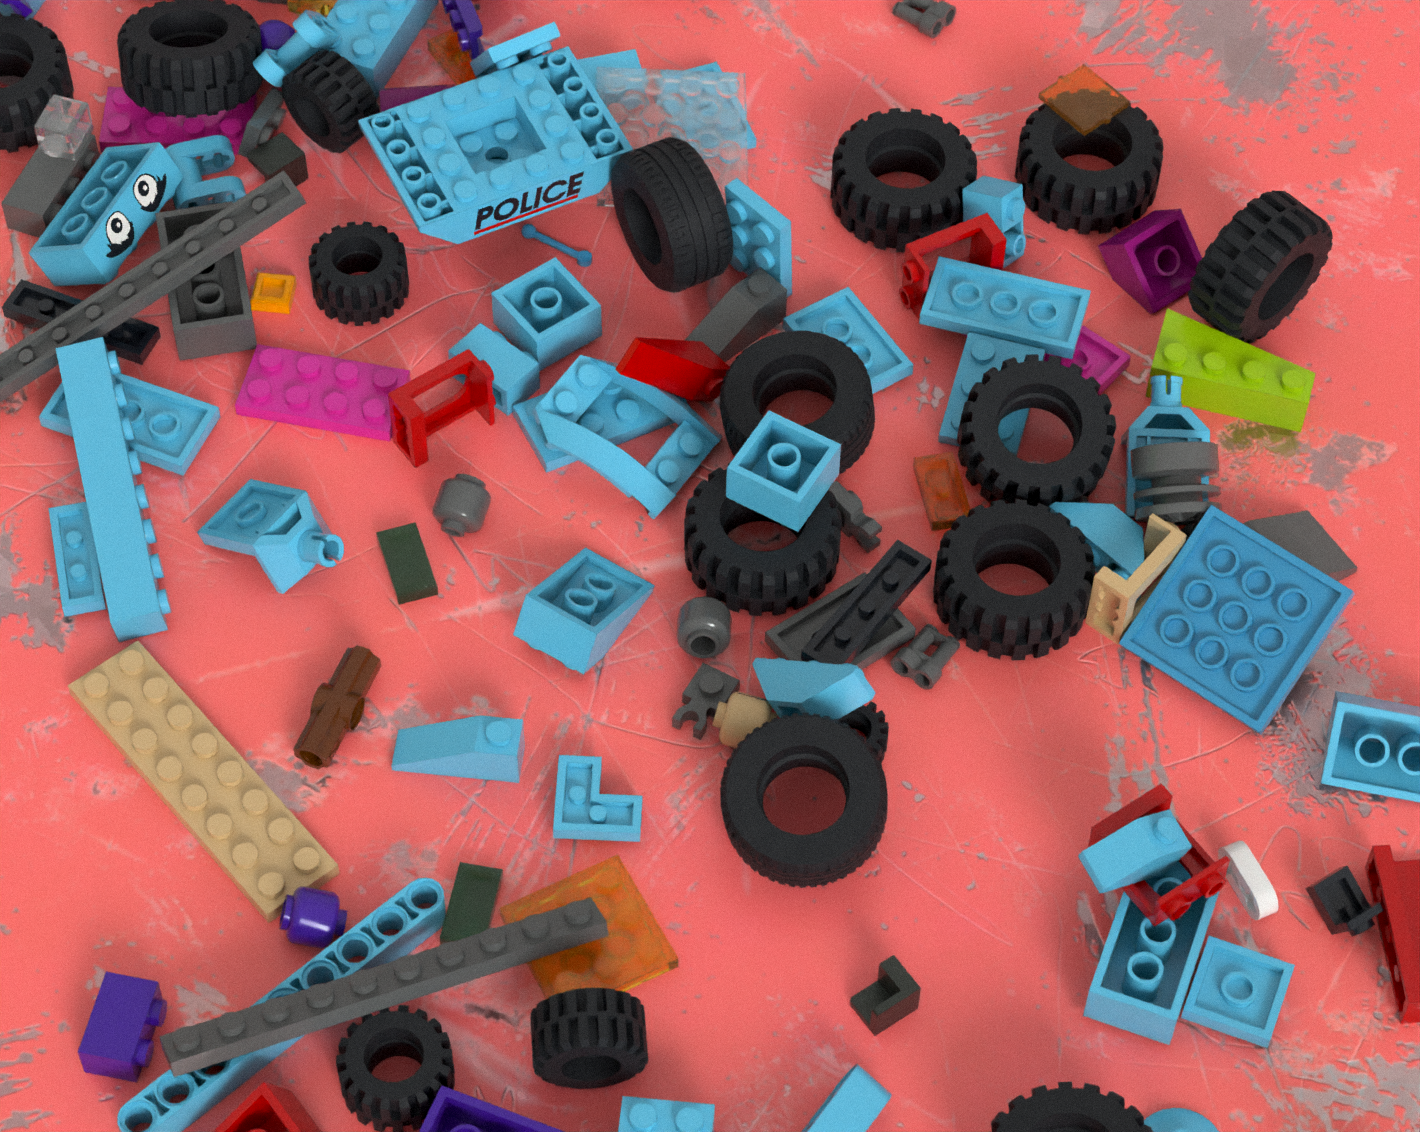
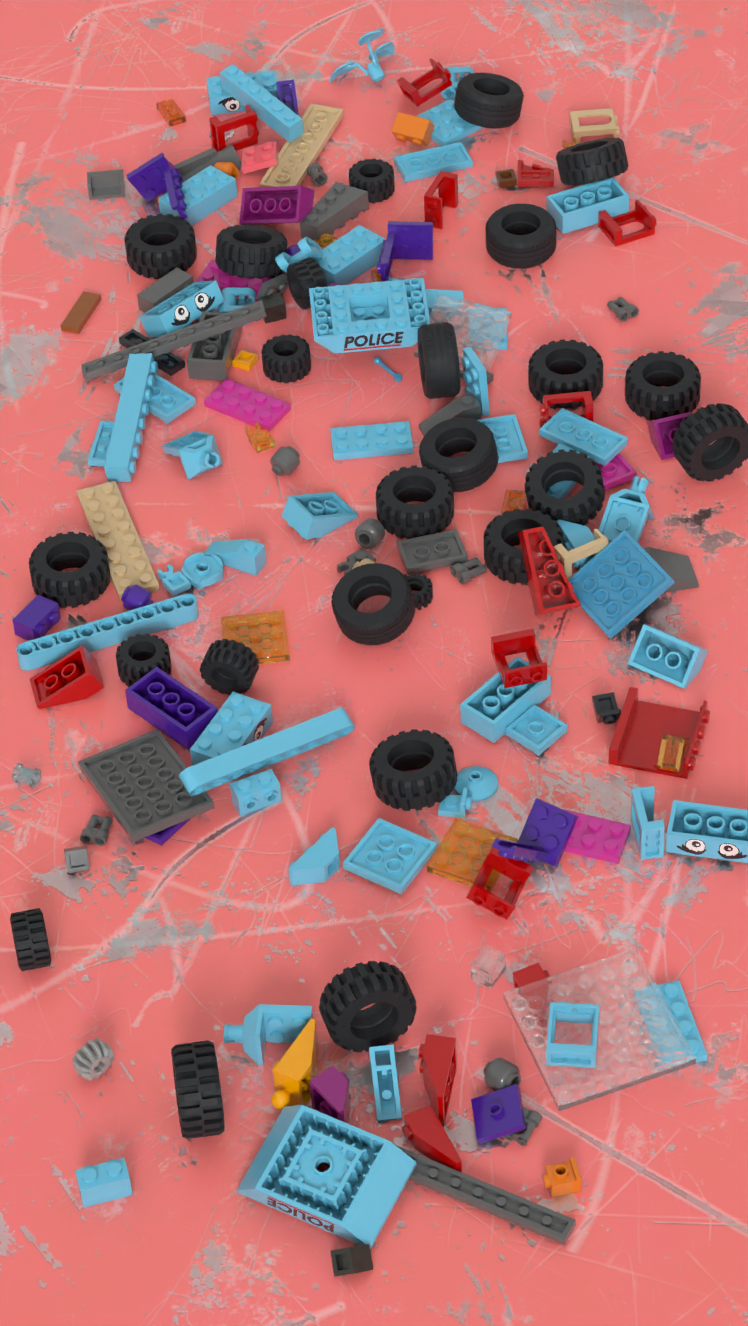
camera: 25 degrees right, 10 degrees down
(64, 127) = (178, 268): clear brick -> none
(133, 840) = (68, 552): none -> black tyre
(337, 707) = (189, 525): reddish brown piece -> none
(366, 850) = (174, 582): none -> medium azure plate
(382, 986) = (144, 625): dark grey plate -> none
(384, 464) = (259, 439): none -> clear yellow plate
(407, 563) = (250, 480): clear green tile -> none
(413, 425) = (312, 421): red panel -> none
(414, 826) = (212, 569): none -> medium azure plate
(471, 902) = (209, 615): clear green tile -> none
(513, 370) = (329, 410): medium azure brick -> none
(522, 47) = (399, 273): medium azure plate -> none
(547, 313) = (364, 393): medium azure brick -> none
(585, 812) = (279, 589): medium azure plate -> none
(669, 467) = (363, 423): medium azure wedge -> none
(675, 366) = (405, 422): red slope -> none
(783, 470) = (428, 469): medium azure brick -> none
(812, 687) = (407, 562): medium azure slope -> none
(854, 520) = (463, 506): dark grey plate -> none
(868, 606) = (445, 541): black plate -> none
(888, 998) = (375, 695): pearl dark grey panel -> none
(1004, 205) = (603, 399): medium azure slope -> none
(1084, 99) = (668, 354): clear orange piece -> none
(1103, 640) = (545, 573): none -> red wedge
(1136, 852) = (506, 652): medium azure slope -> none
(1175, 480) = (618, 515): dark grey wheel -> none
(1230, 374) = (680, 490): lime wedge -> none
(1249, 881) = (566, 689): white beam -> none

